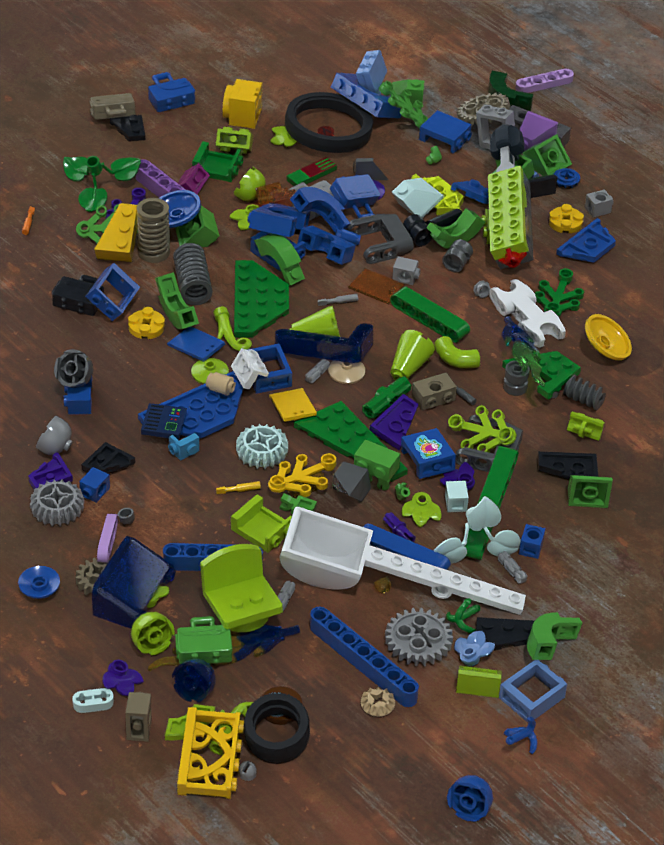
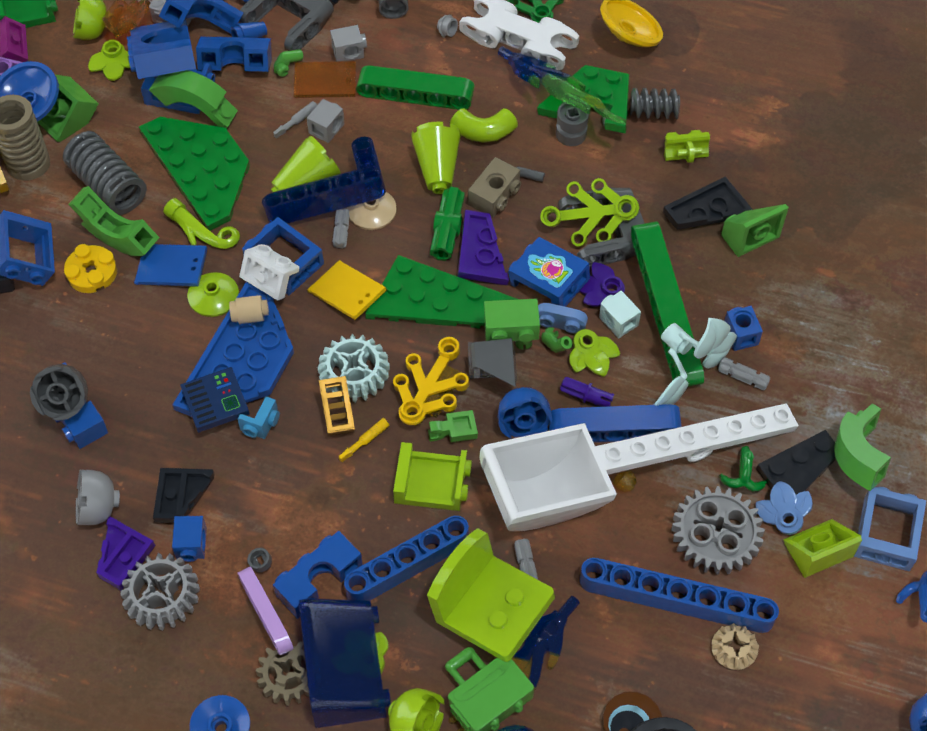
camera: 30 degrees left, 15 degrees up
(160, 532) = (332, 556): none -> blue arch
(225, 465) = (342, 428): none -> slope
(348, 510) = (524, 412): none -> blue cylinder
(355, 307) = (325, 120): none -> light grey brick
(358, 262) = (284, 59): none -> bright green arm
(416, 479) = (562, 317): none -> medium blue plate

